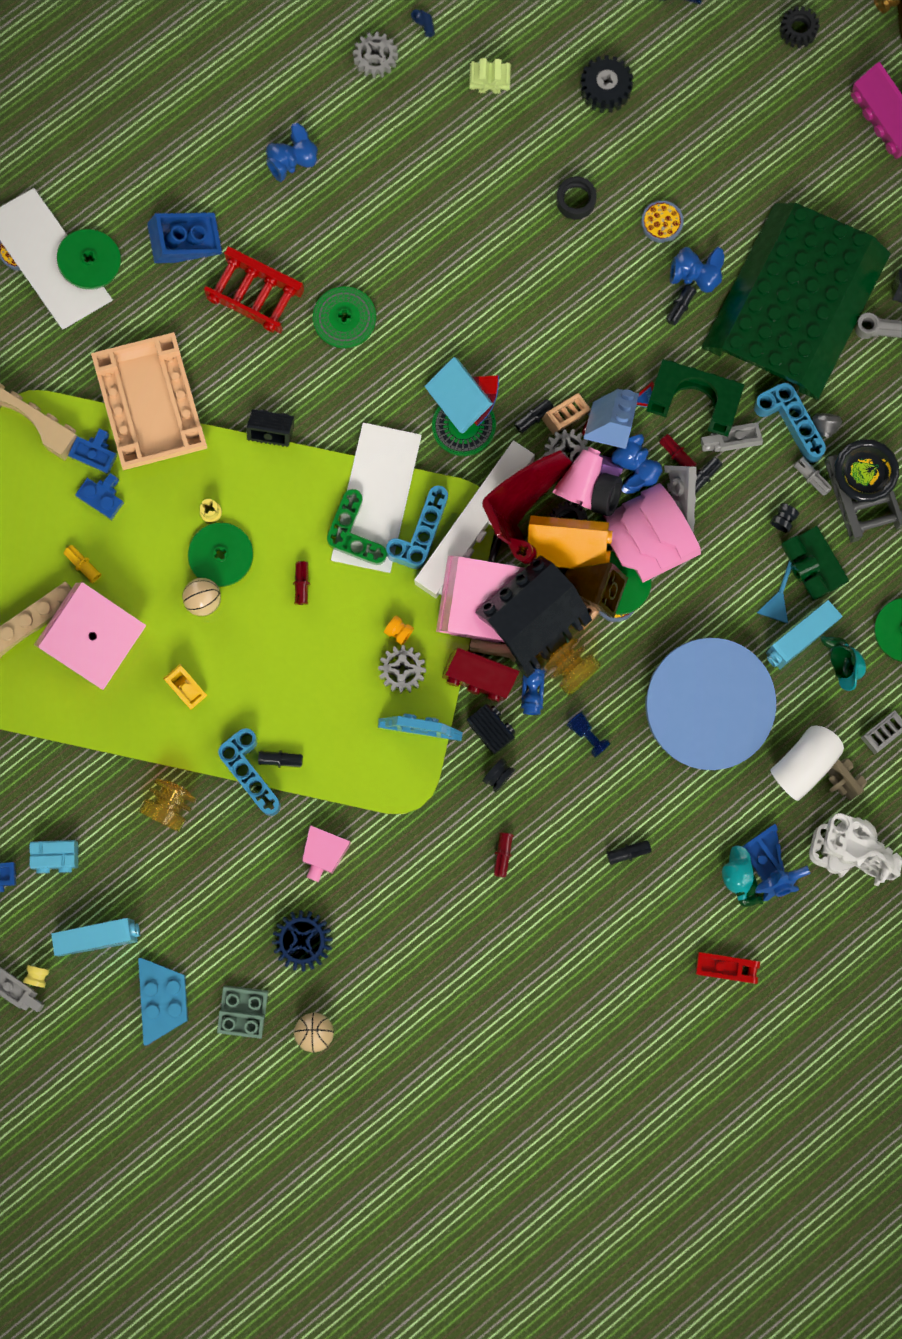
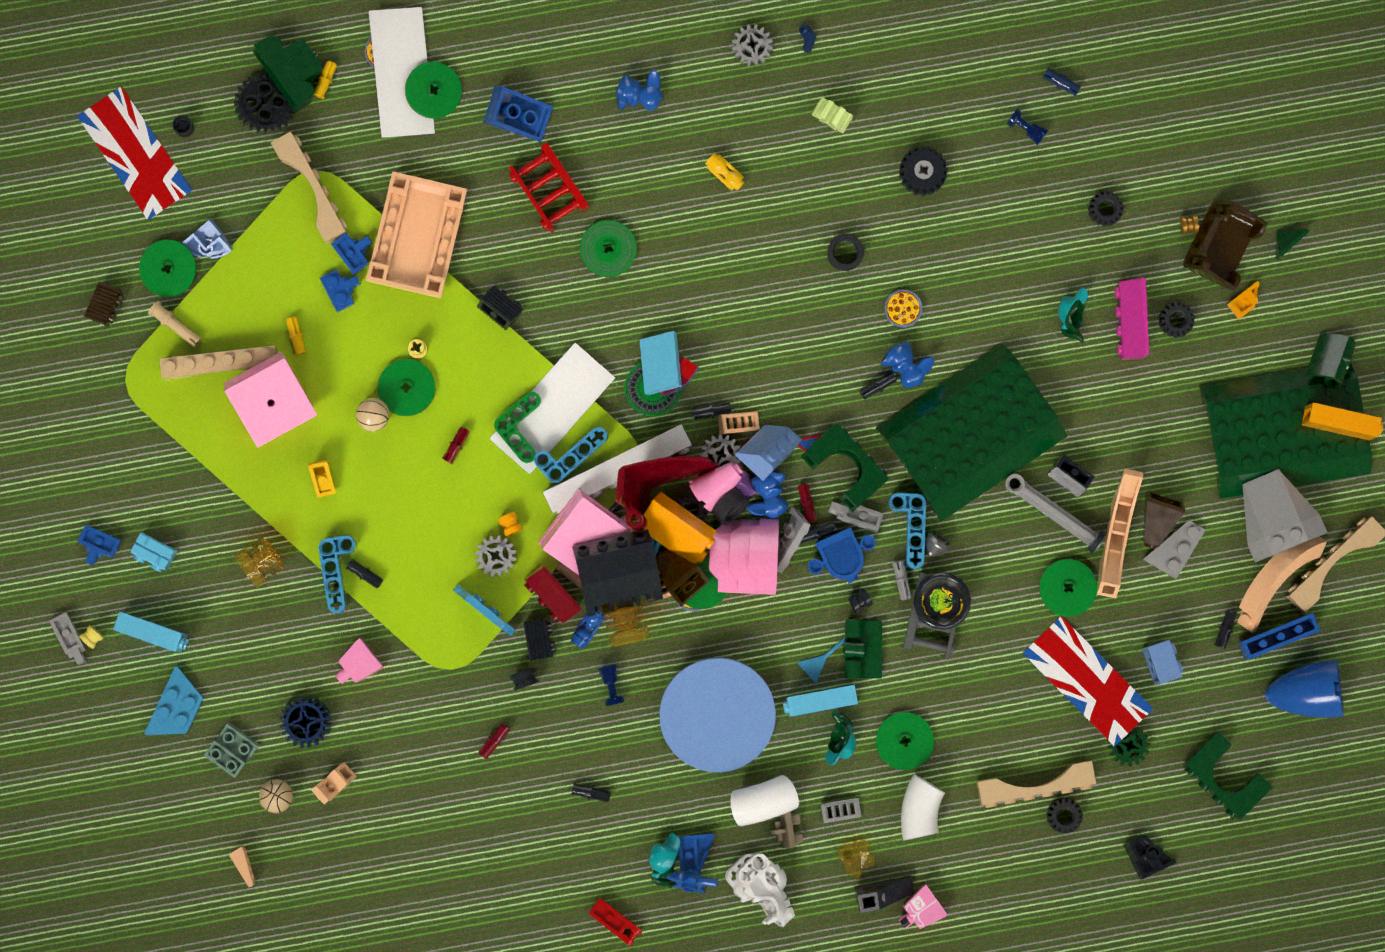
camera: 25 degrees right, 5 degrees up
(315, 1119) = (243, 865): none -> light nougat slope
(366, 986) = (334, 783): none -> light nougat brick
(407, 182) = (718, 165): none -> yellow piece
(741, 483) = (841, 555): none -> blue piece
(824, 140) = (1070, 314): none -> hair

